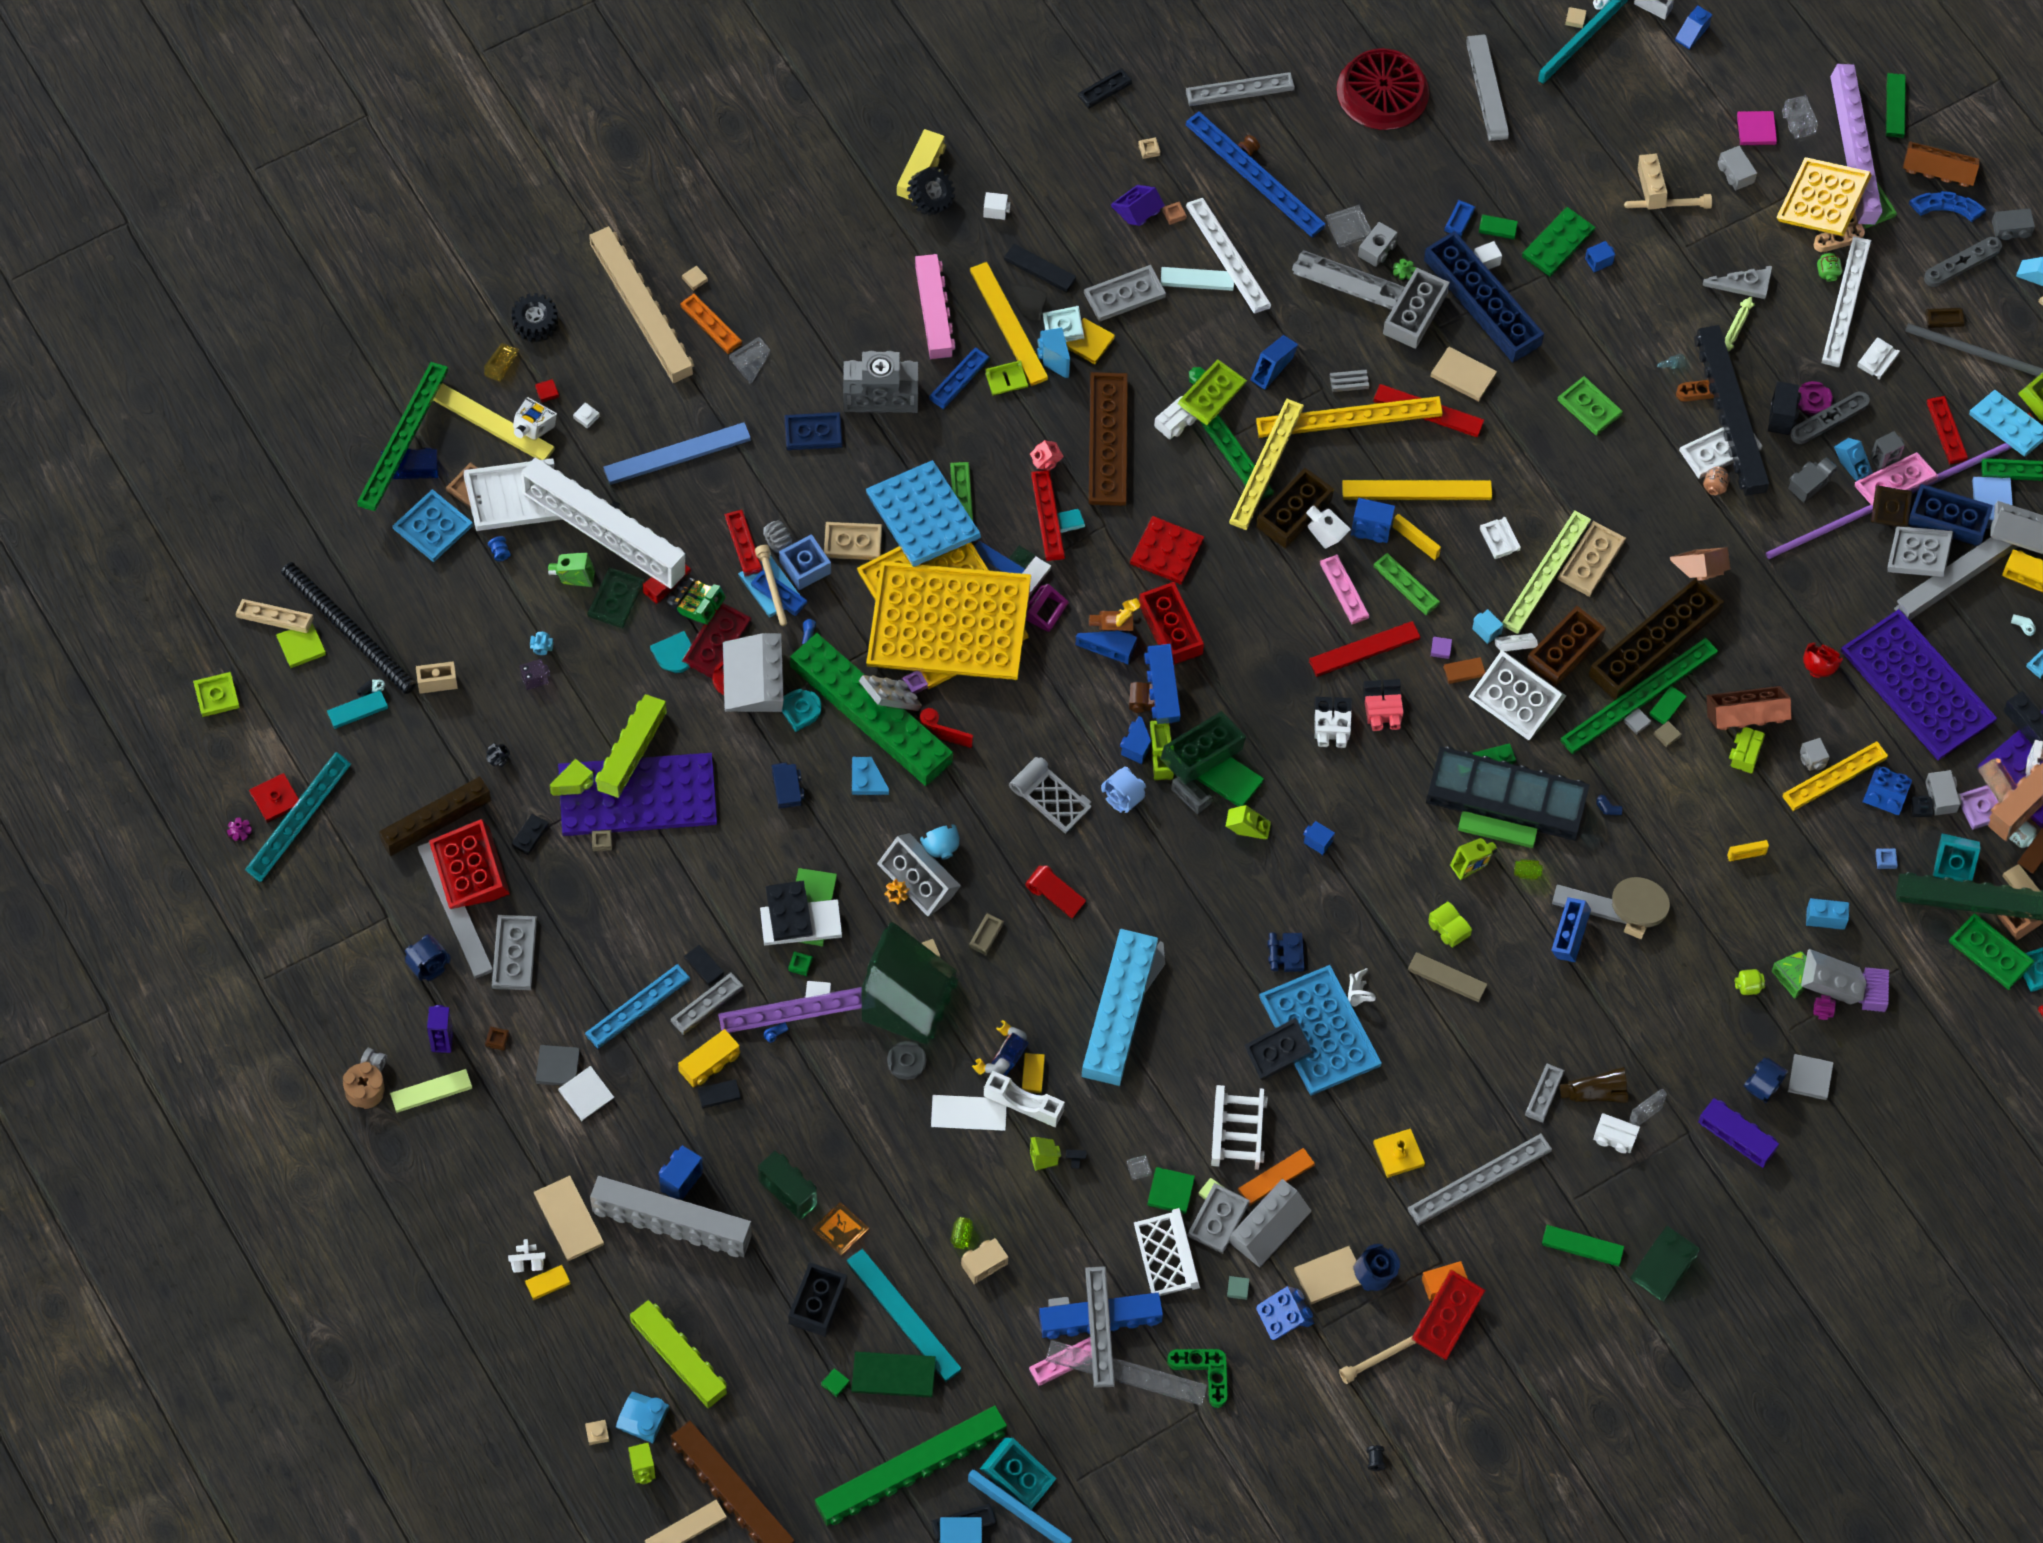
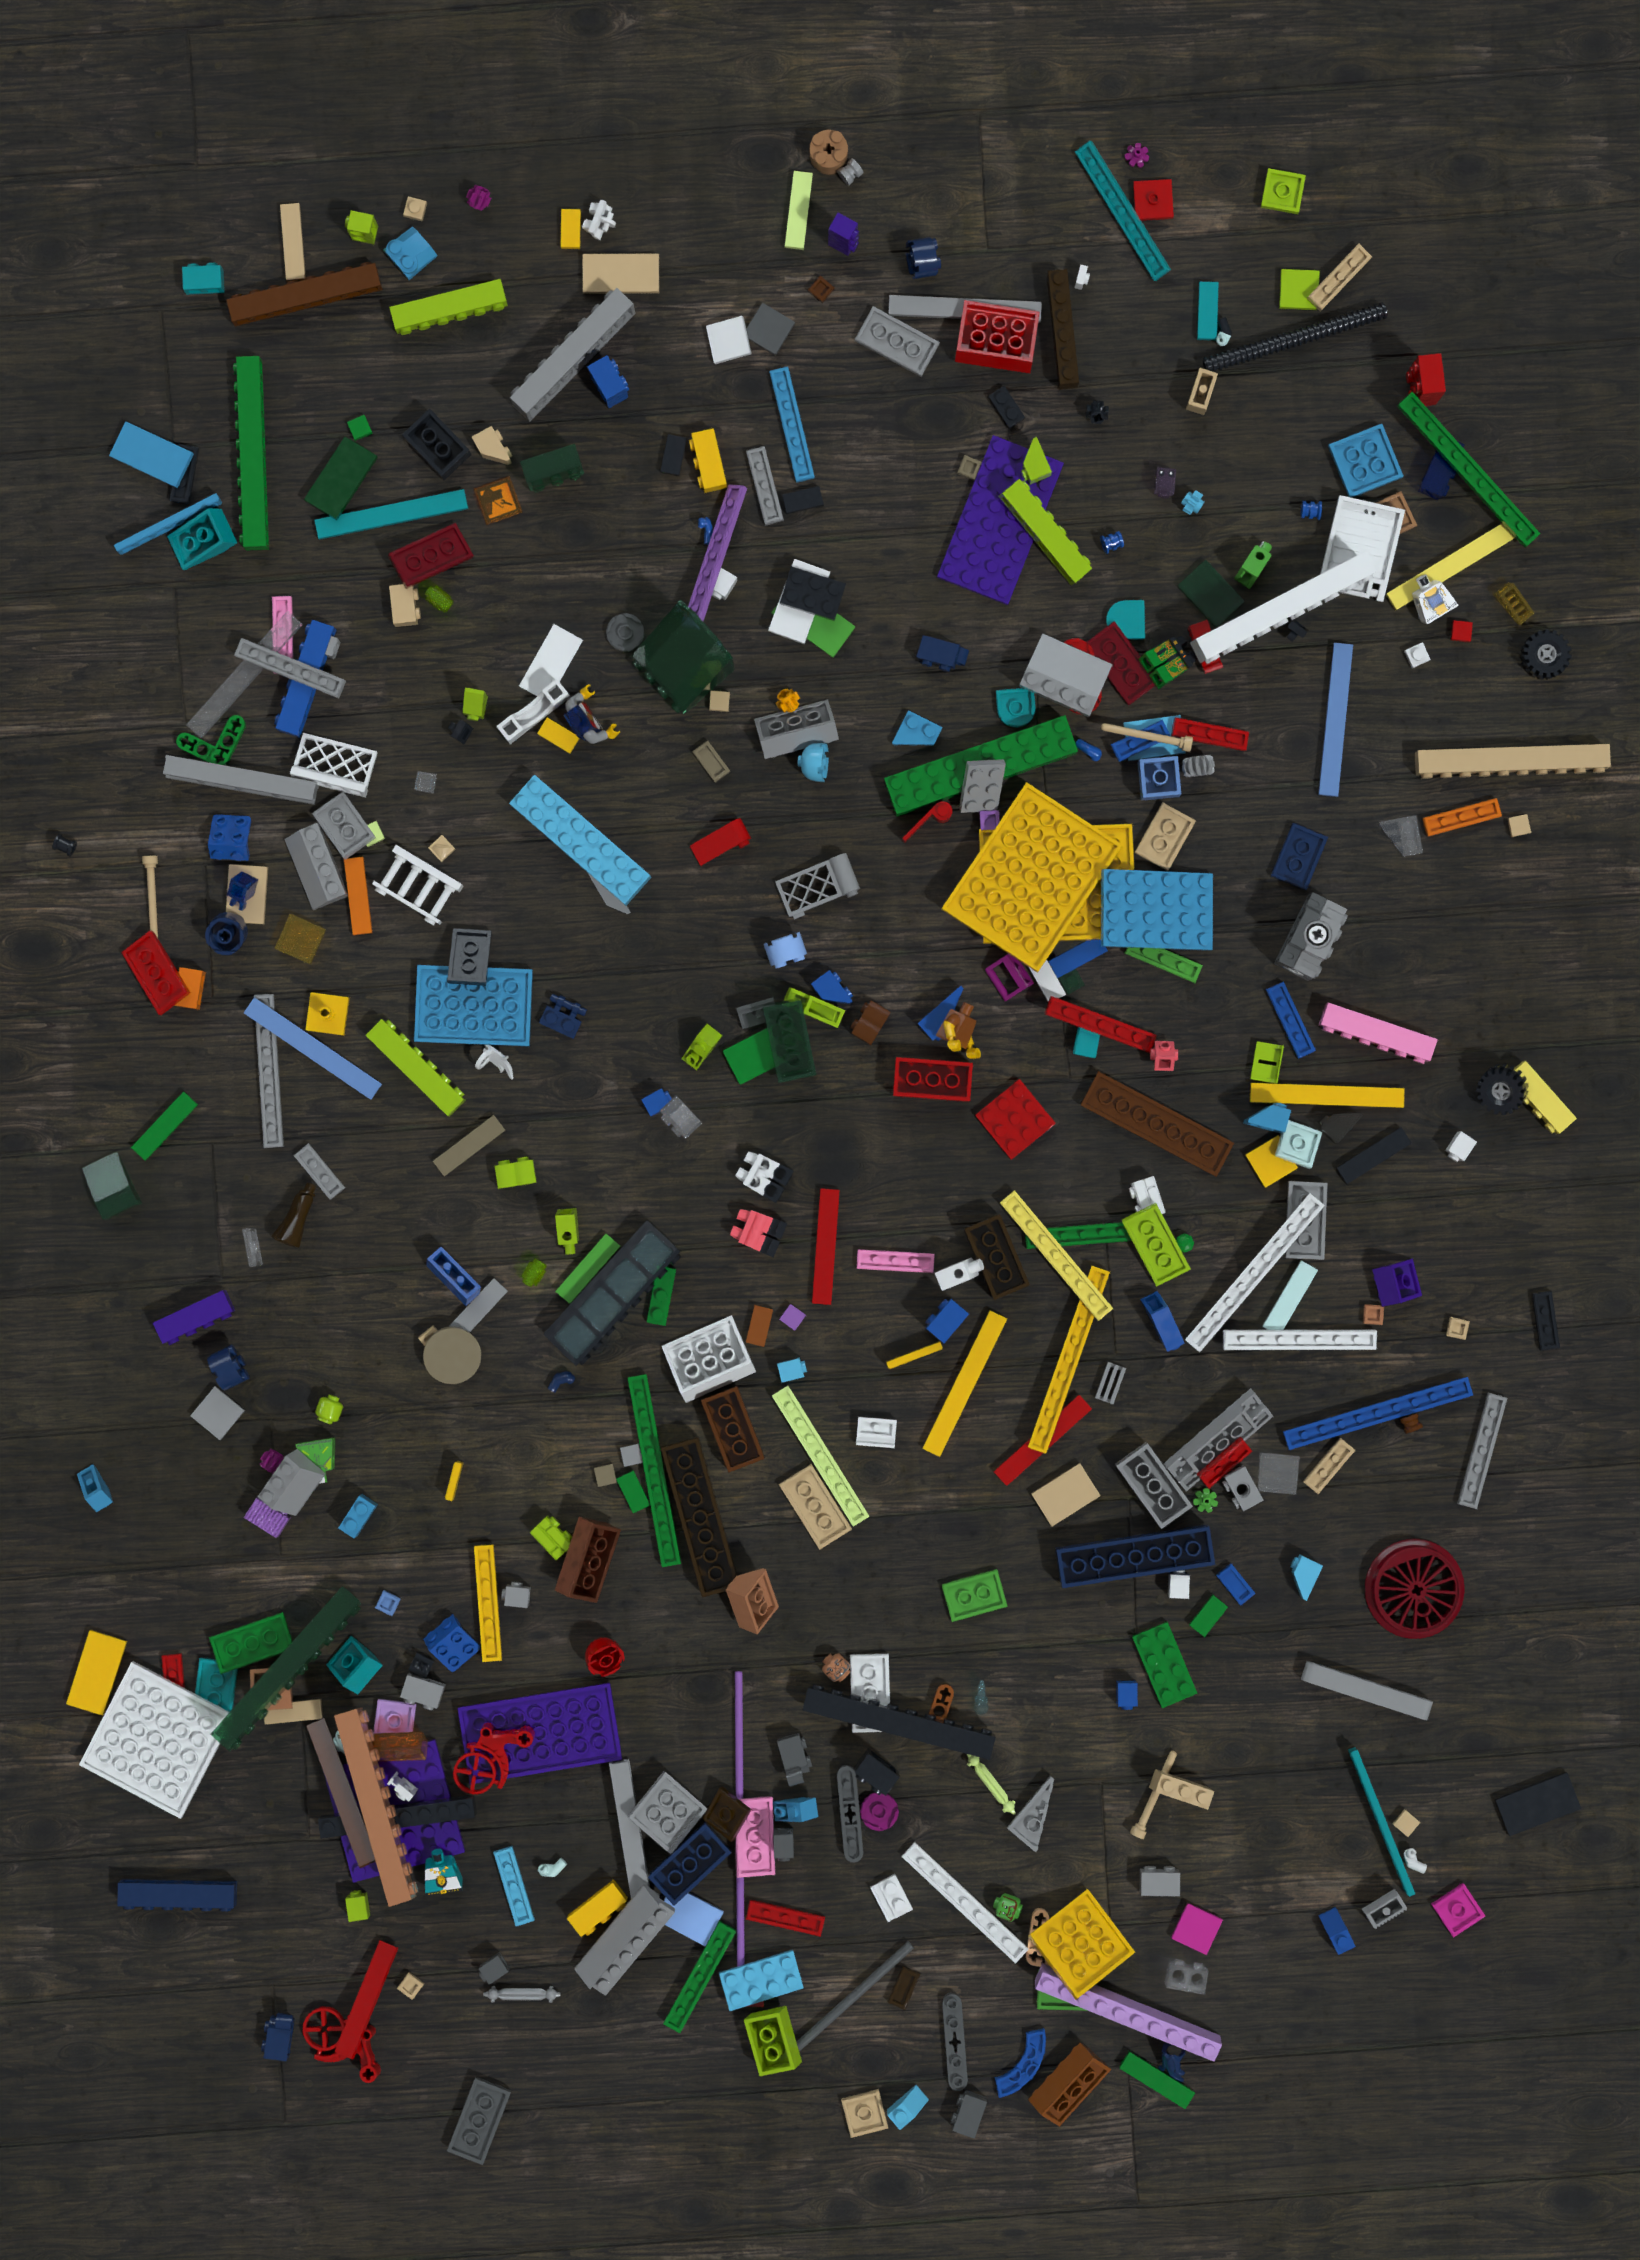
camera: 120 degrees right, 25 degrees up
(338, 499) = (1427, 378): none -> red brick
(377, 822) = (1082, 277): none -> white plate
(559, 1375) = (478, 197): none -> magenta gear
(611, 693) = (1111, 542): none -> blue bush
(793, 1254) = (490, 446): none -> tan slope
(800, 963) = (763, 585): green tile -> none
(926, 1256) = (430, 555): none -> dark red tile
(1163, 684) = (868, 1036): blue brick -> none
(1170, 1190) = (390, 798): green tile -> none
(1192, 309) = (1254, 1272): none -> white plate
(1192, 1125) = (441, 848): none -> tan tile
(1227, 1328) = (240, 779): none -> light grey tile
(1238, 1287) = (274, 810): sand green tile -> none
(1320, 192) = (1328, 1465): none -> tan tile
(1322, 808) = (680, 1116): none -> clear brick
(1328, 1271) = (241, 889): none -> clear blue brick
(1344, 1206) = (300, 939): none -> clear yellow plate
(1364, 267) = (1224, 1462): none -> red tile
(1404, 1051) = (412, 1064): none -> lime brick
(1406, 584) = (872, 1321): bright green tile -> none
(1421, 169) = (1305, 1574): none -> medium azure slope
(1438, 1148) = (312, 1048): none -> medium blue tile
(1516, 642) = (760, 1386): white plate -> none
(1616, 1133) = (248, 1210): white brick -> none
(1875, 98) = (1172, 2063): none -> dark blue piece
(1941, 1147) = (94, 1488): none -> dark azure slope
(1950, 711) = (494, 1744): none -> red piece

